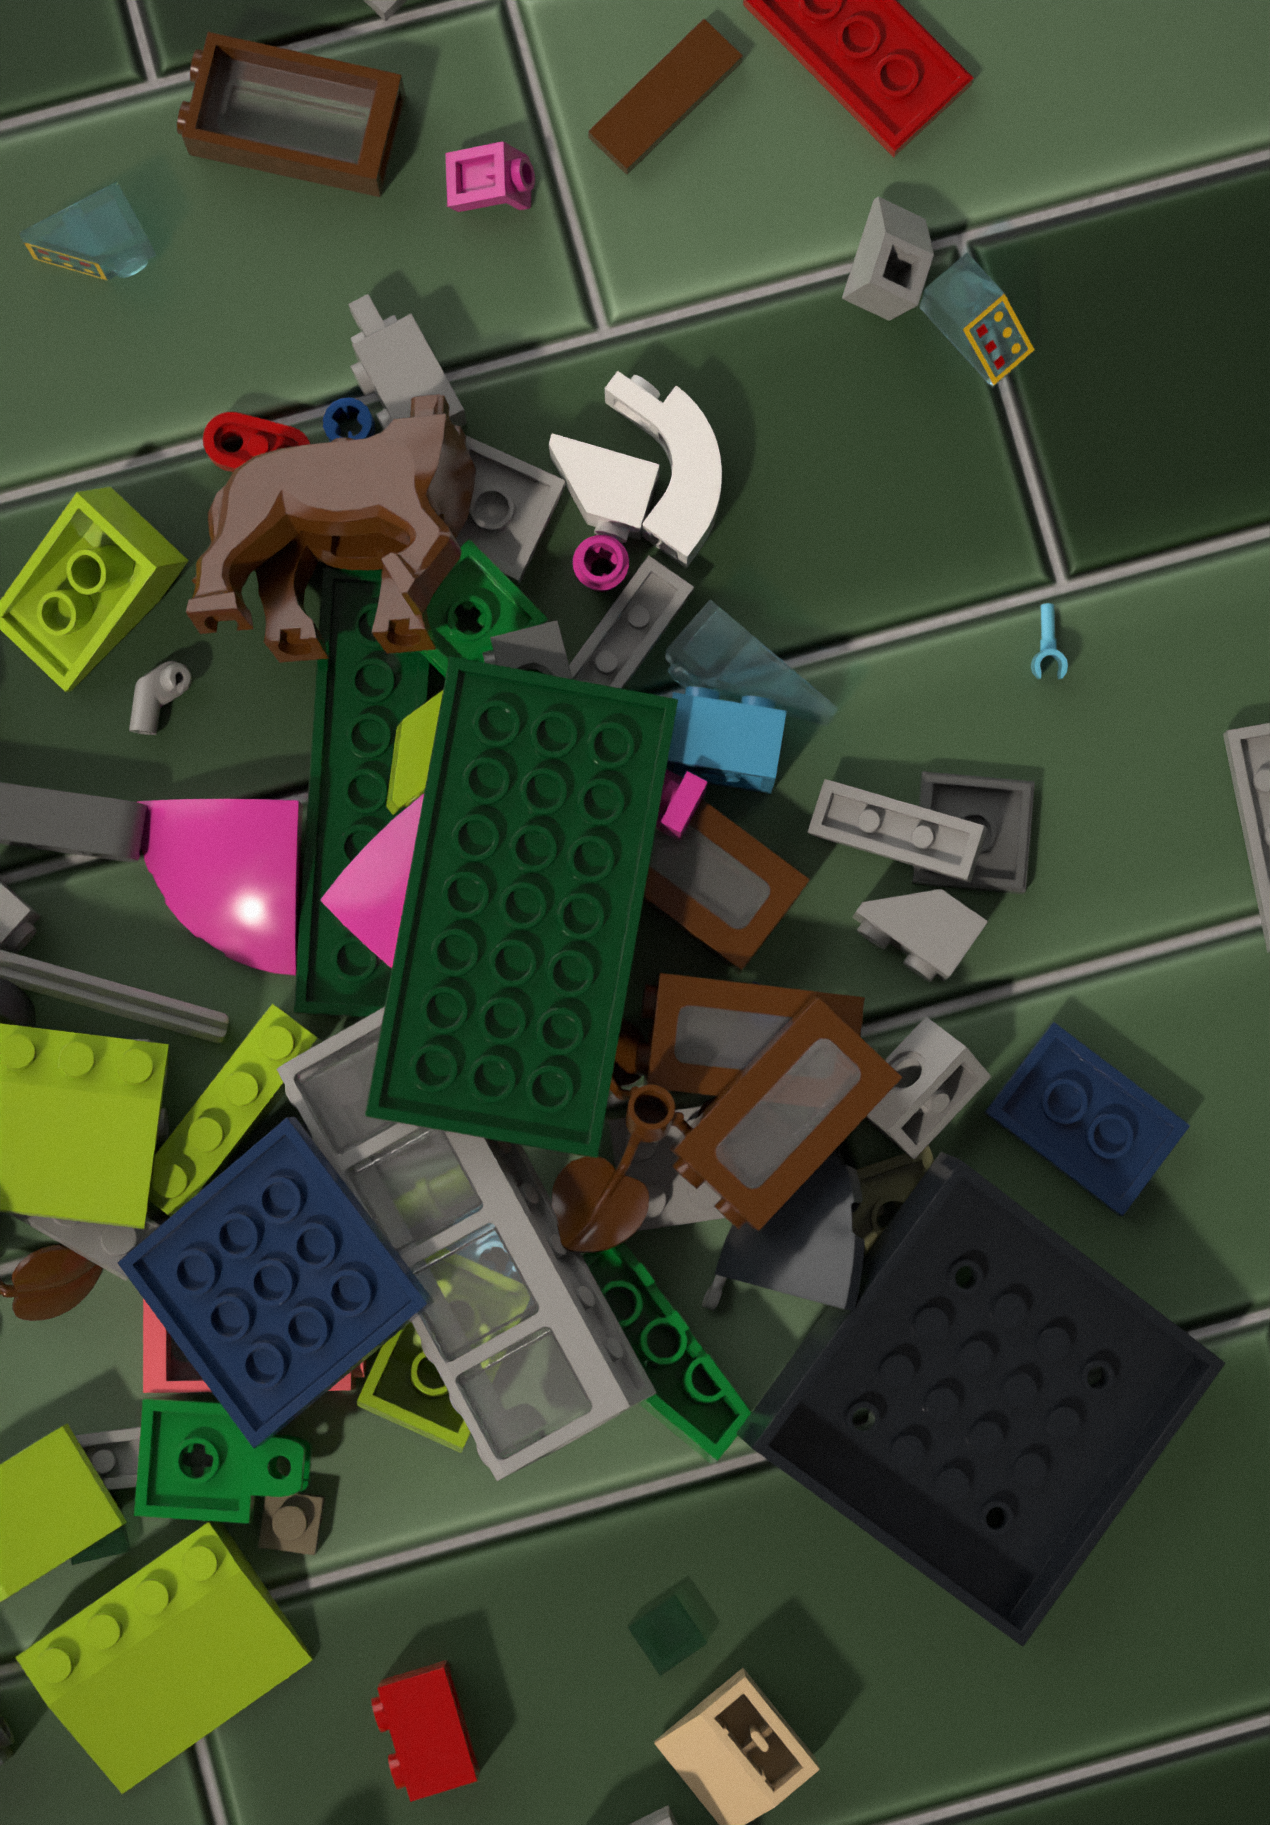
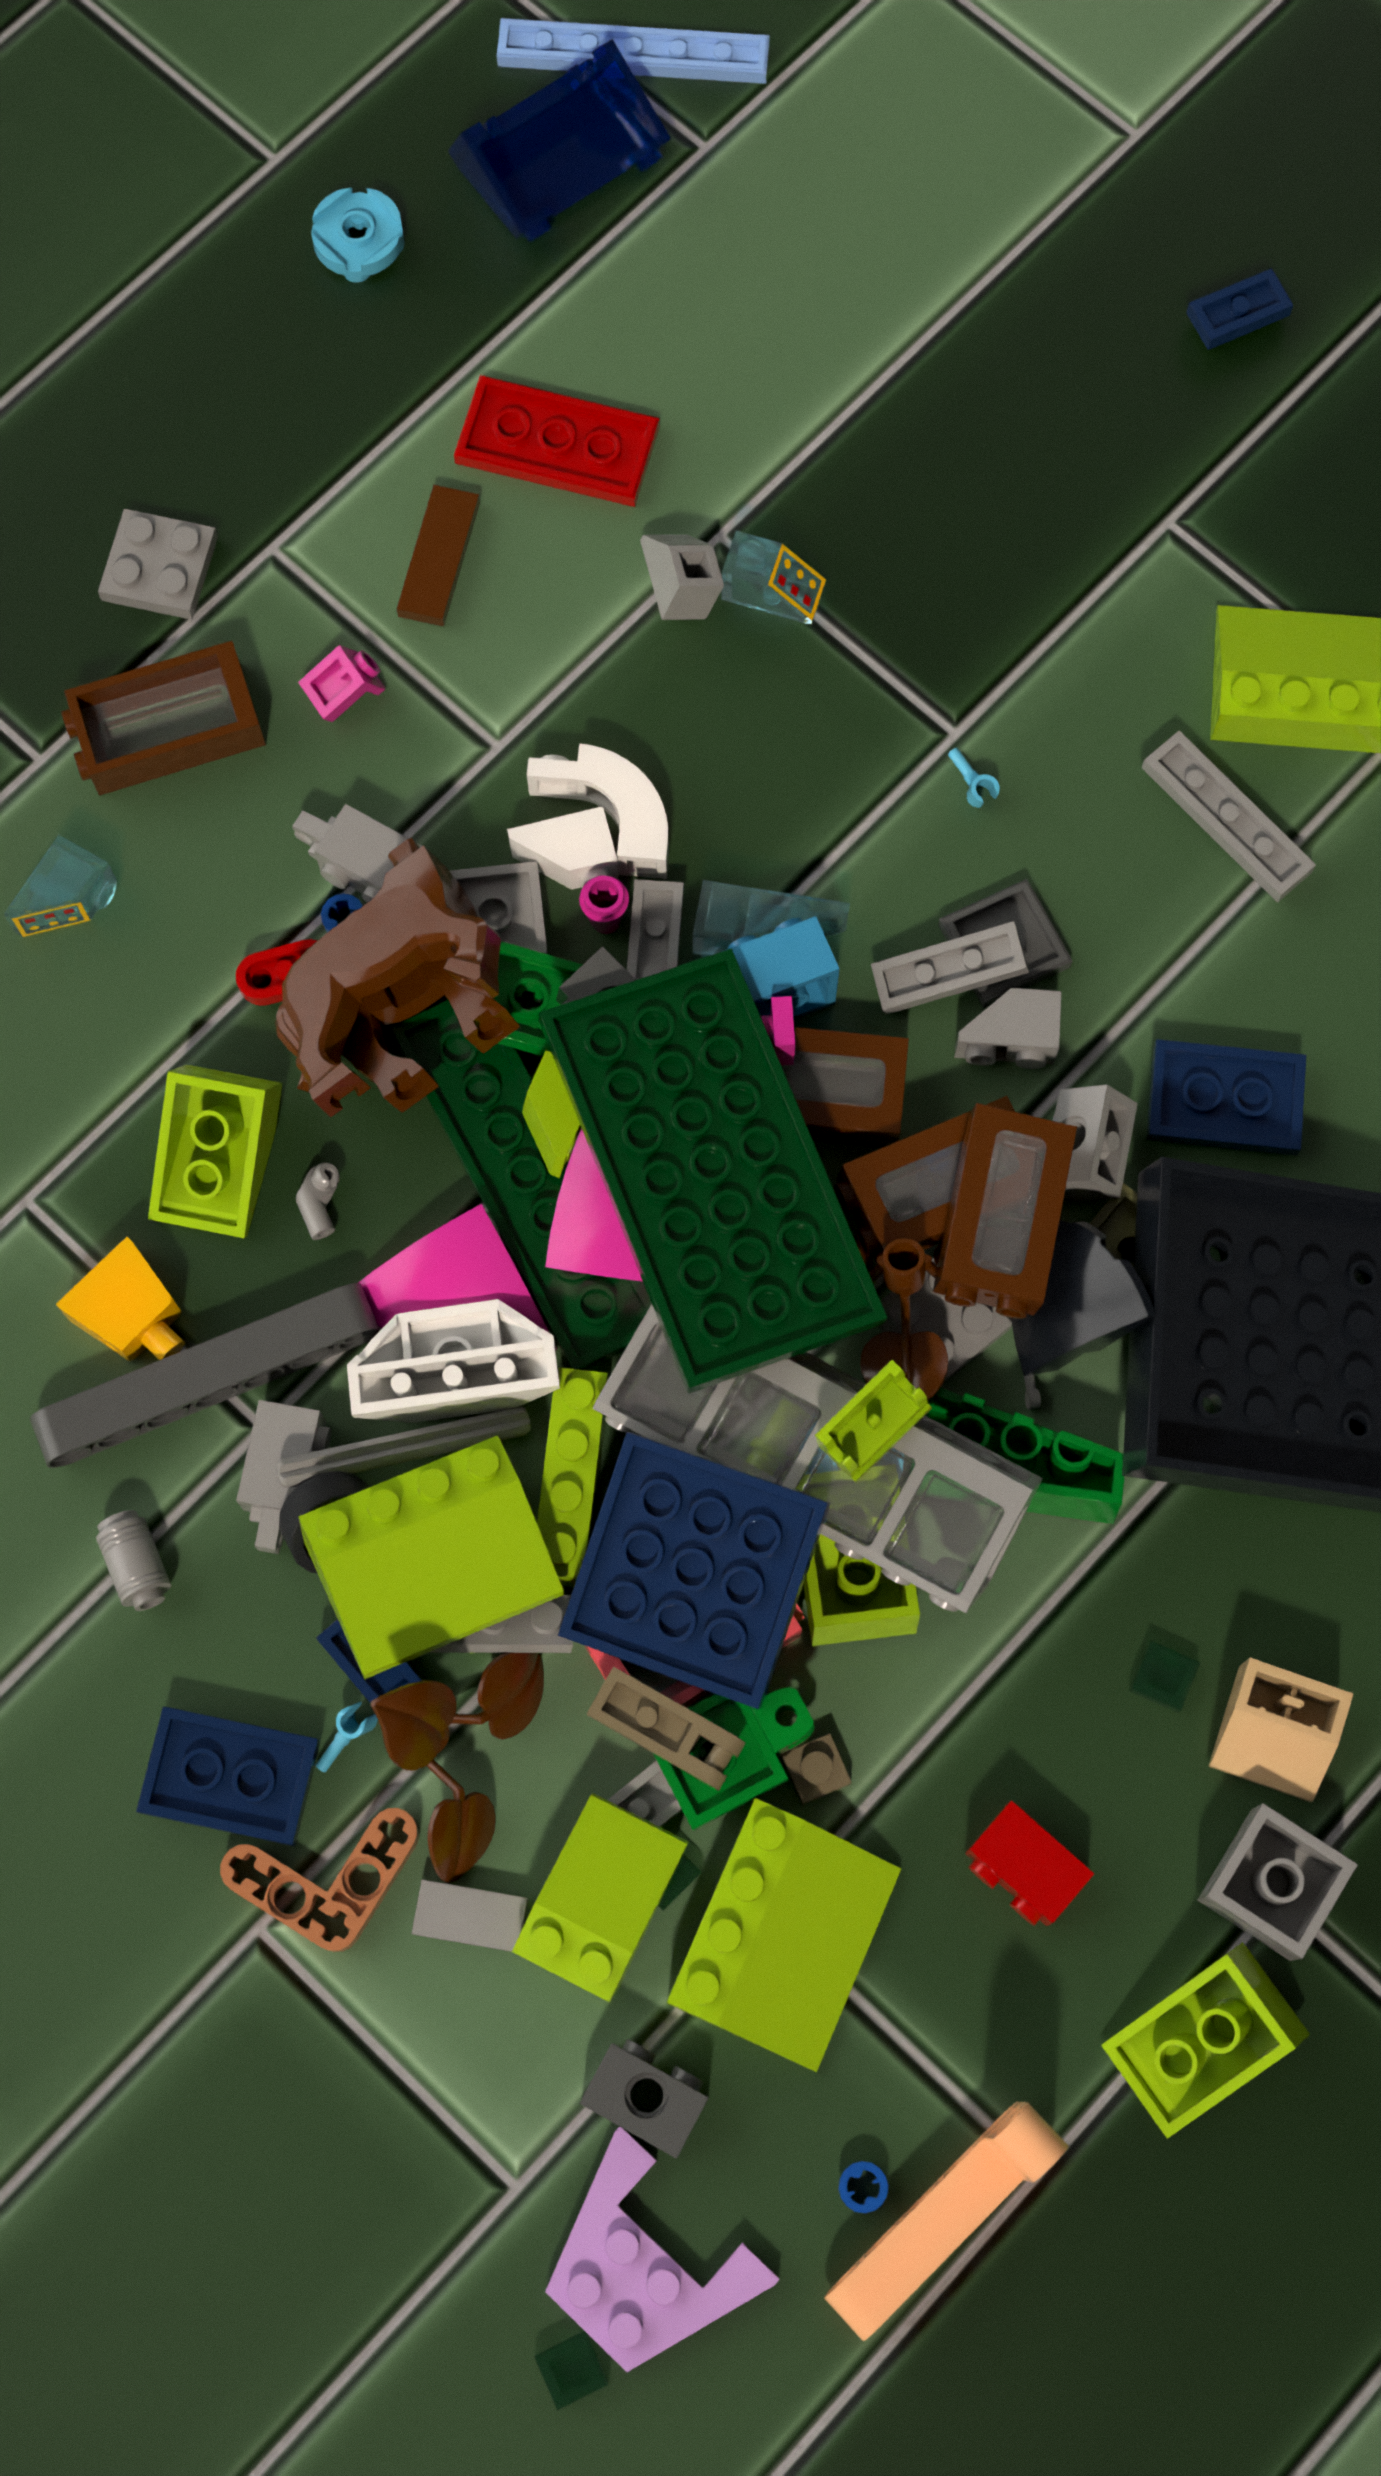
camera: 30 degrees left, 10 degrees down
(161, 1409) = (663, 1727): none -> dark tan plate
(180, 936) = (452, 1364): none -> white wedge
(519, 1252) = (873, 1421): none -> lime hinge

